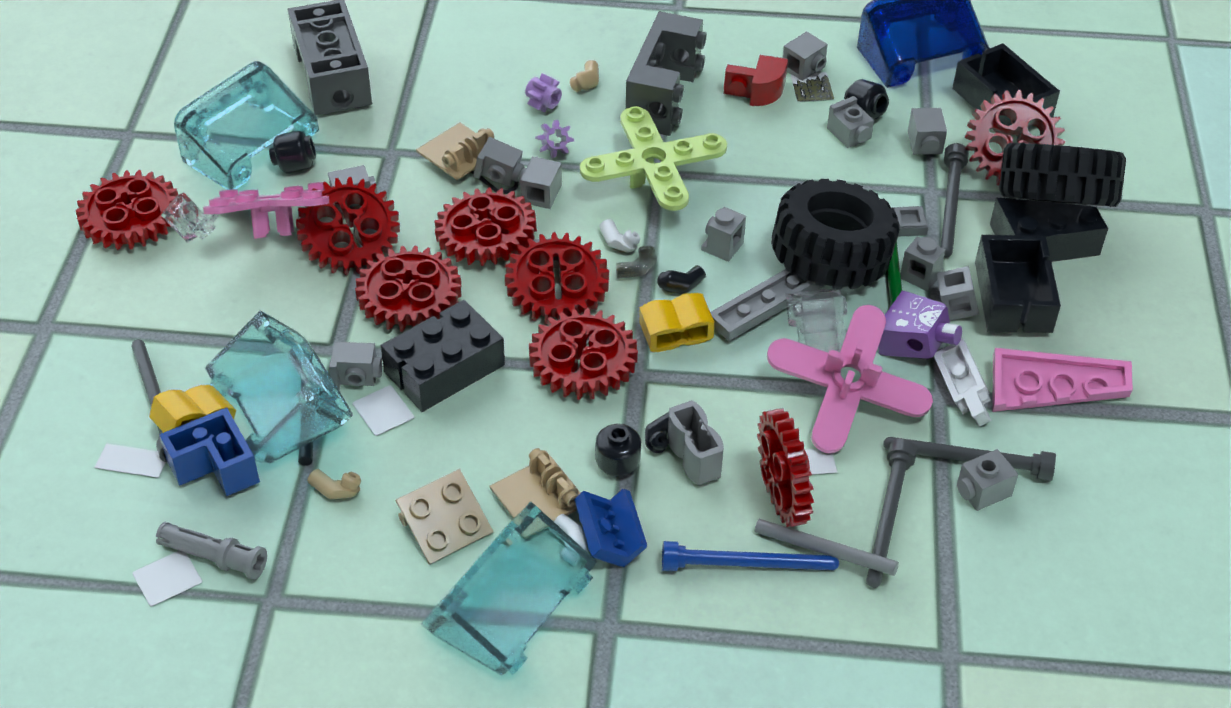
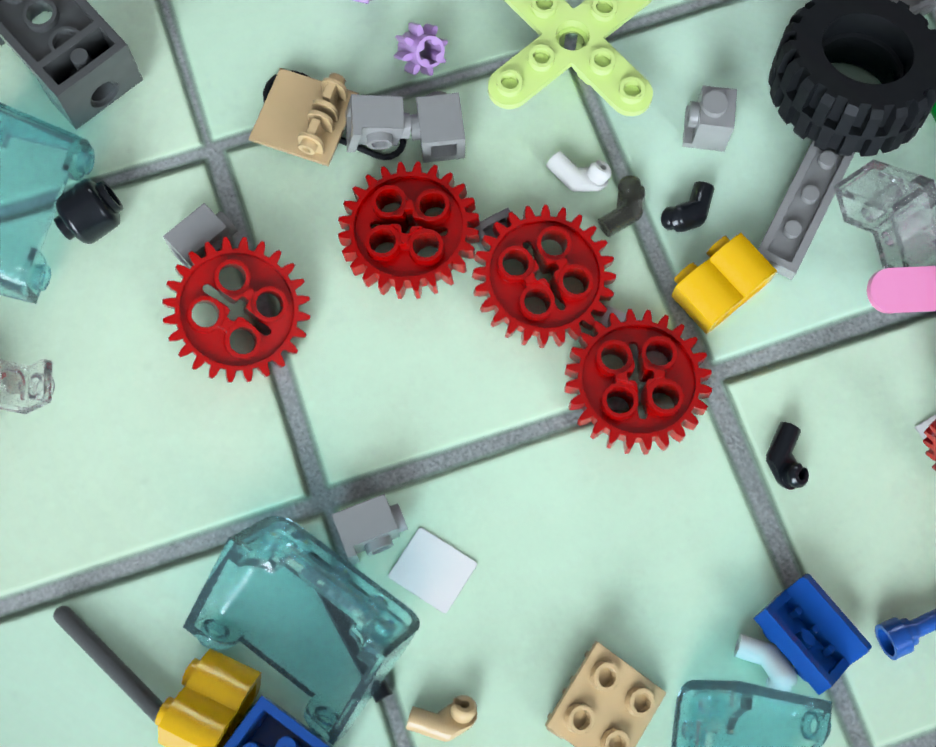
camera: 25 degrees left, 25 degrees up
(262, 204) = (107, 327): bright pink piece -> none
(407, 287) = (352, 336): red gear -> none
(443, 355) = (471, 463): black piece -> none
(541, 484) = (694, 617): tan hinge -> none
(618, 449) = (757, 529): black head -> none
(695, 442) = (857, 474): light grey brick -> none

